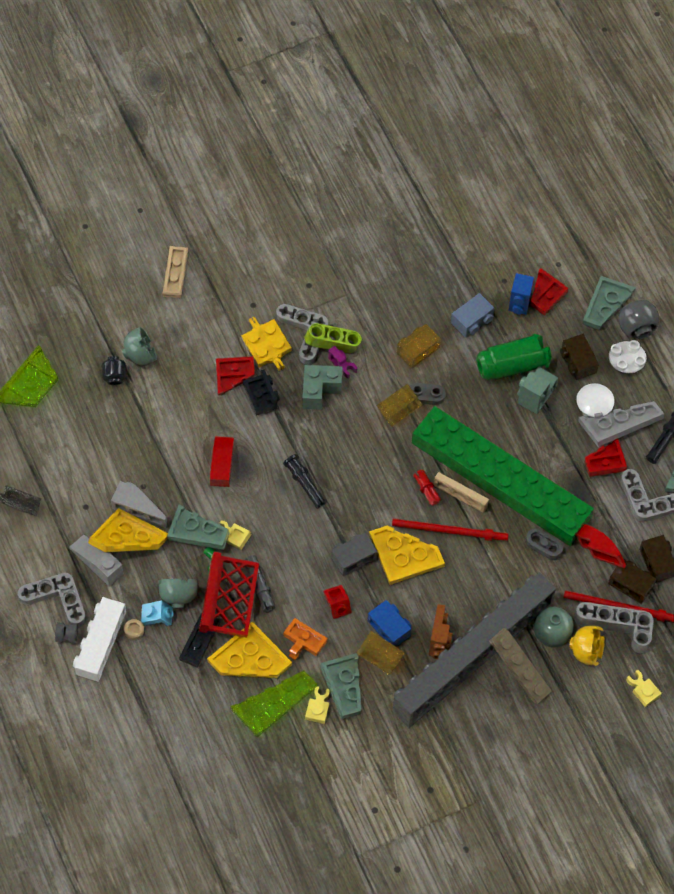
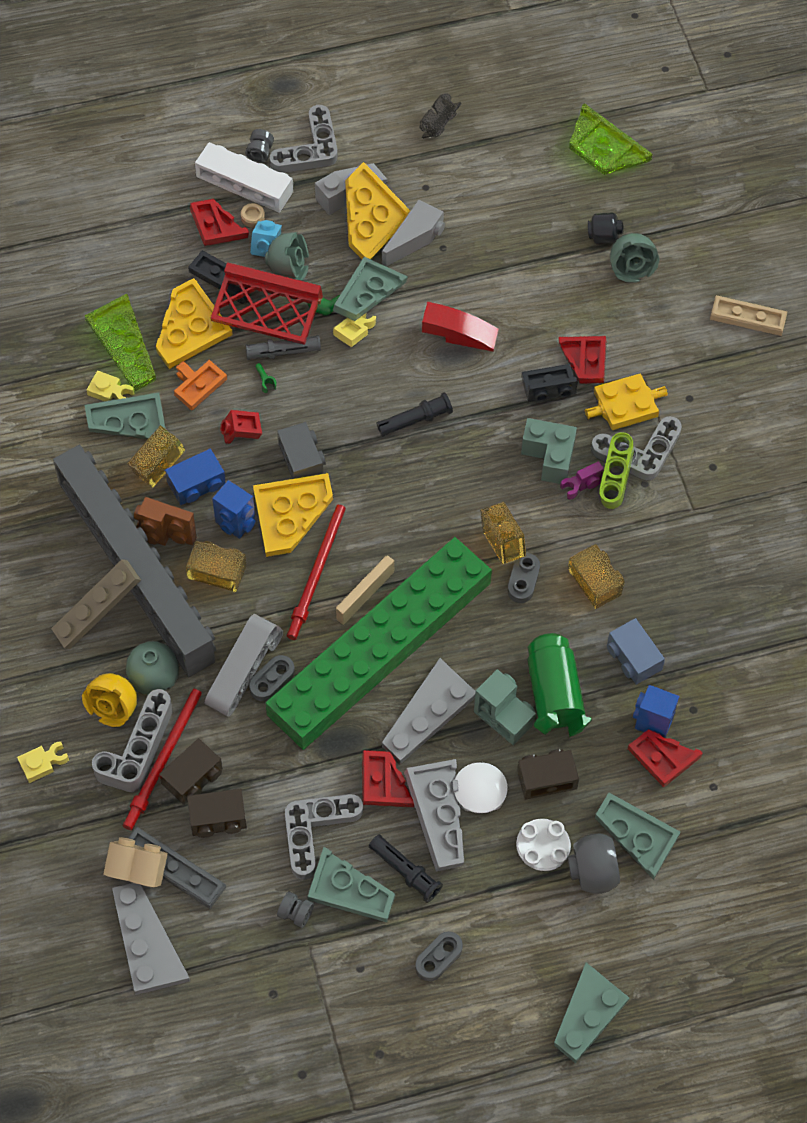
camera: 100 degrees right, 0 degrees up
(148, 654) = (215, 223): none -> red wing
(291, 592) = (265, 378): none -> green hand
(418, 586) = (234, 510): none -> blue brick
(427, 487) = (378, 552): red axle -> none
(462, 596) = (216, 565): none -> clear yellow brick
(536, 435) = (432, 706): none -> light grey wing
(541, 559) = (242, 664): none -> light grey beam
(600, 545) = (245, 737): red slope -> none

